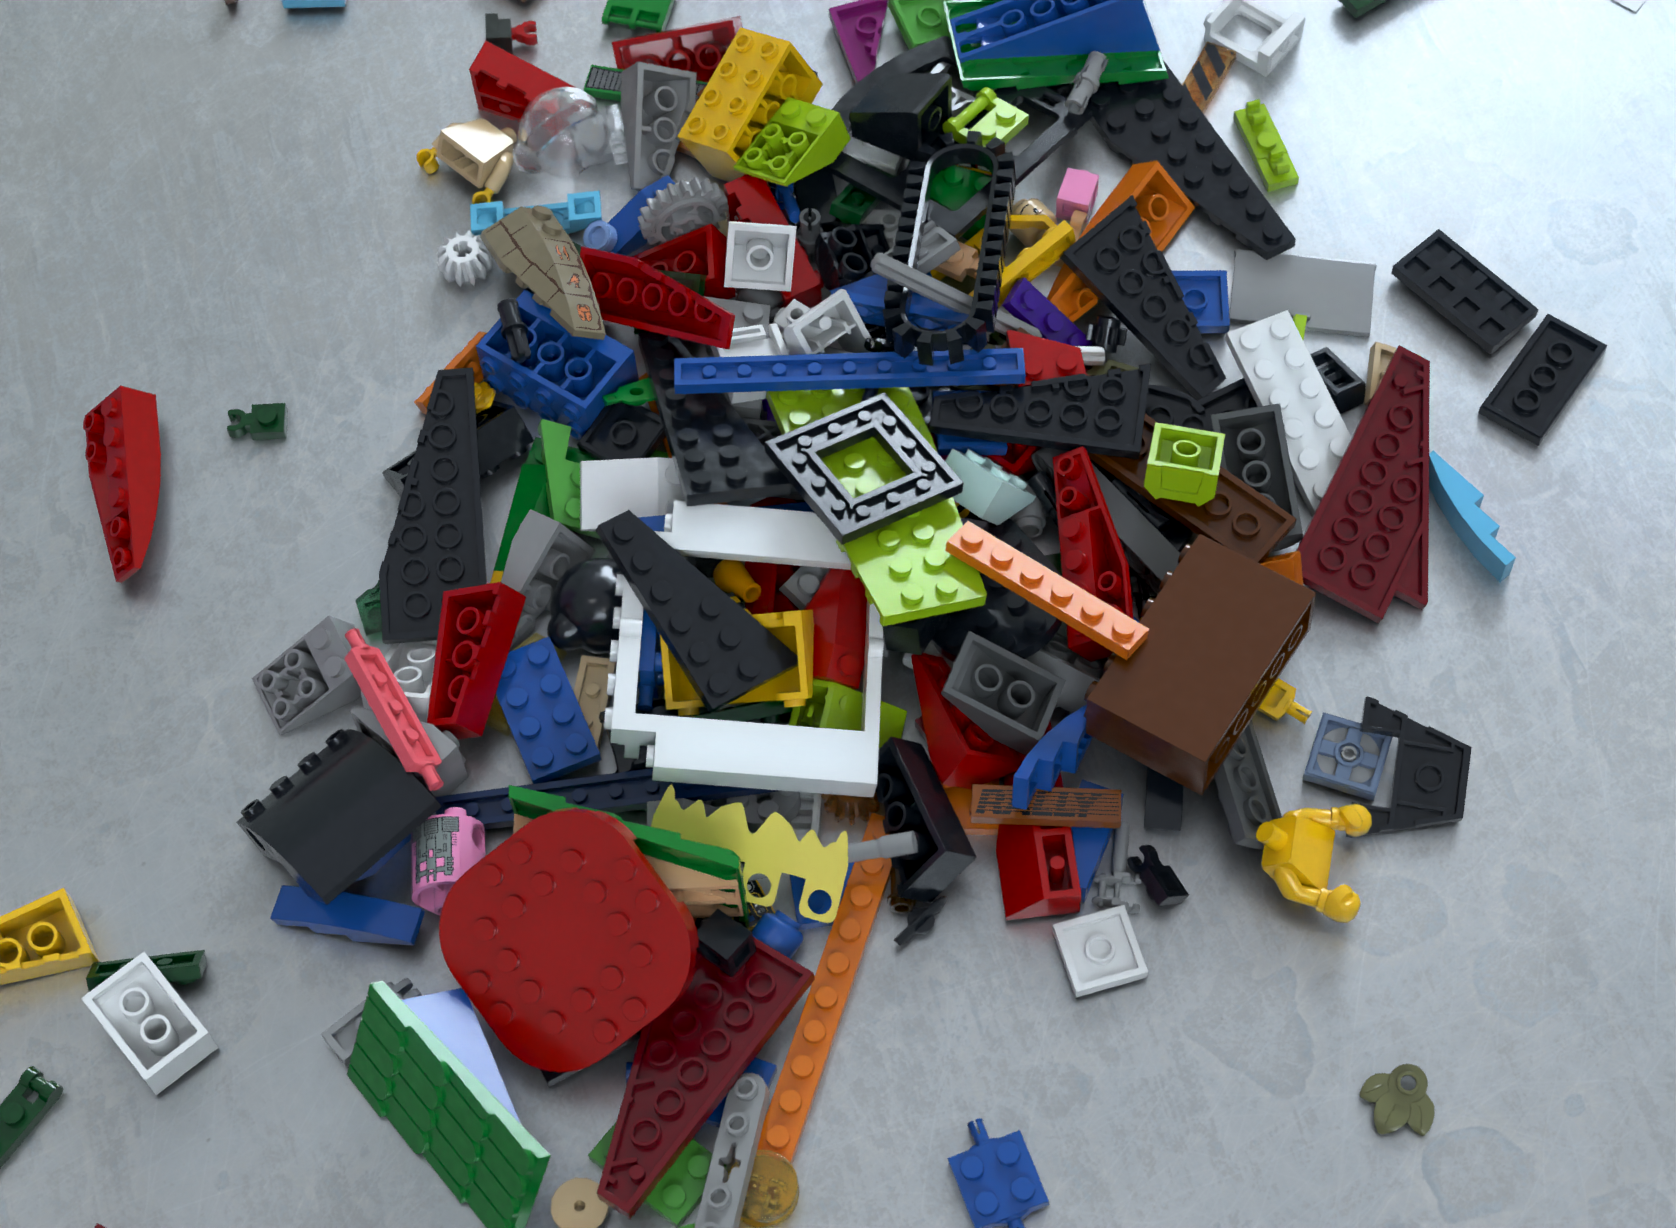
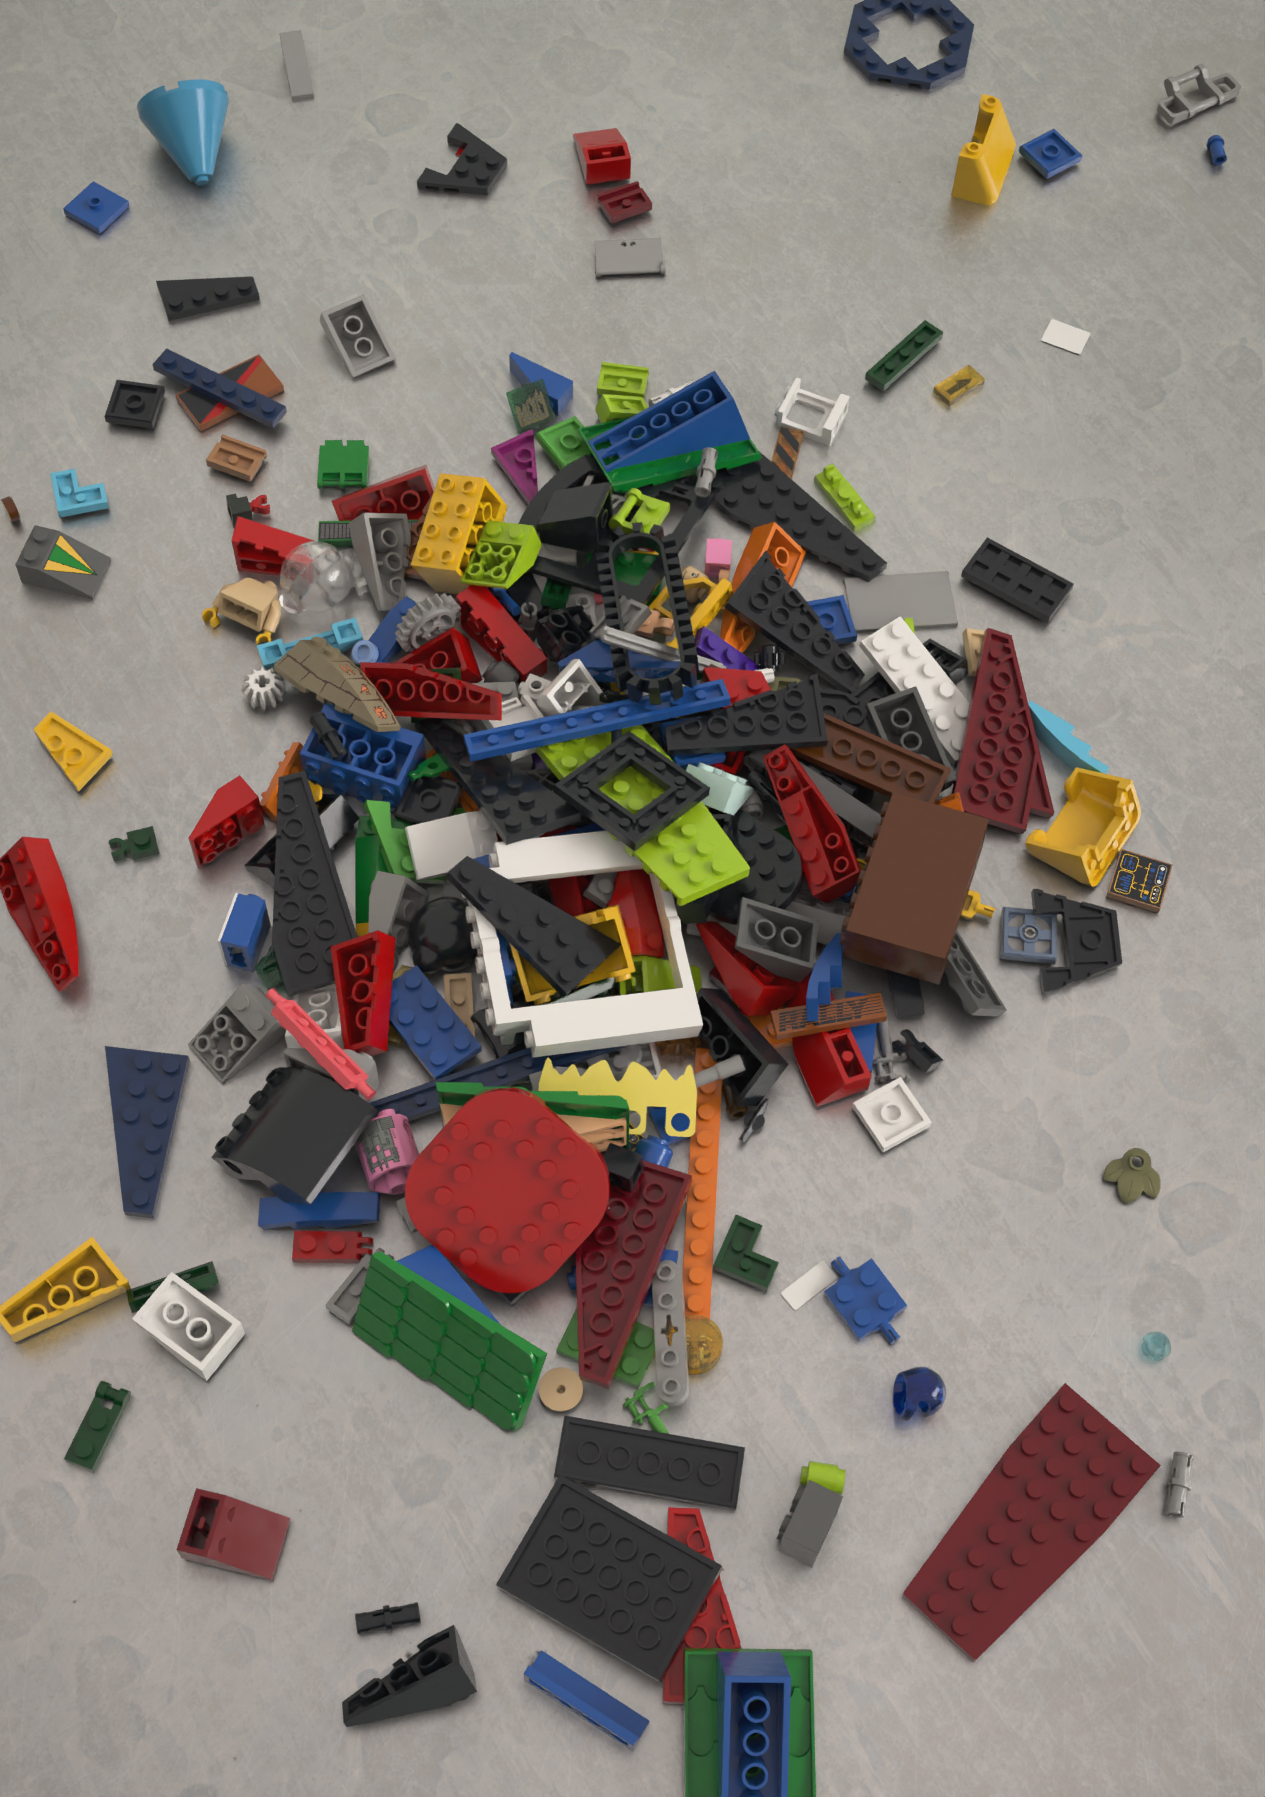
camera: 20 degrees left, 0 degrees up
(177, 747) = (145, 1107): none -> dark blue wing
(217, 291) = (72, 749): none -> yellow wing
(268, 64) = (61, 563): none -> dark grey slope
(348, 963) = (330, 1246): none -> red hinge
(351, 553) = (244, 932): none -> blue piece
(368, 413) = (226, 820): none -> red slope
(734, 577) = (550, 893): light orange cone -> none
(759, 256) = (498, 645): white slope -> none
(849, 1089) = (739, 1260): none -> dark green plate
(932, 1146) = (809, 1285): none -> white sticker
(1047, 590) = (794, 855): plate -> none
(1183, 463) = (862, 743): lime slope -> none
(1300, 855) = (1017, 1013): yellow torso -> none
(1459, 26) = (958, 385): none -> clear yellow tile
(1470, 632) = (1089, 827): none -> yellow windscreen
(1519, 714) = (1139, 880): none -> black tile
(1542, 379) = (1089, 634): black tile -> none

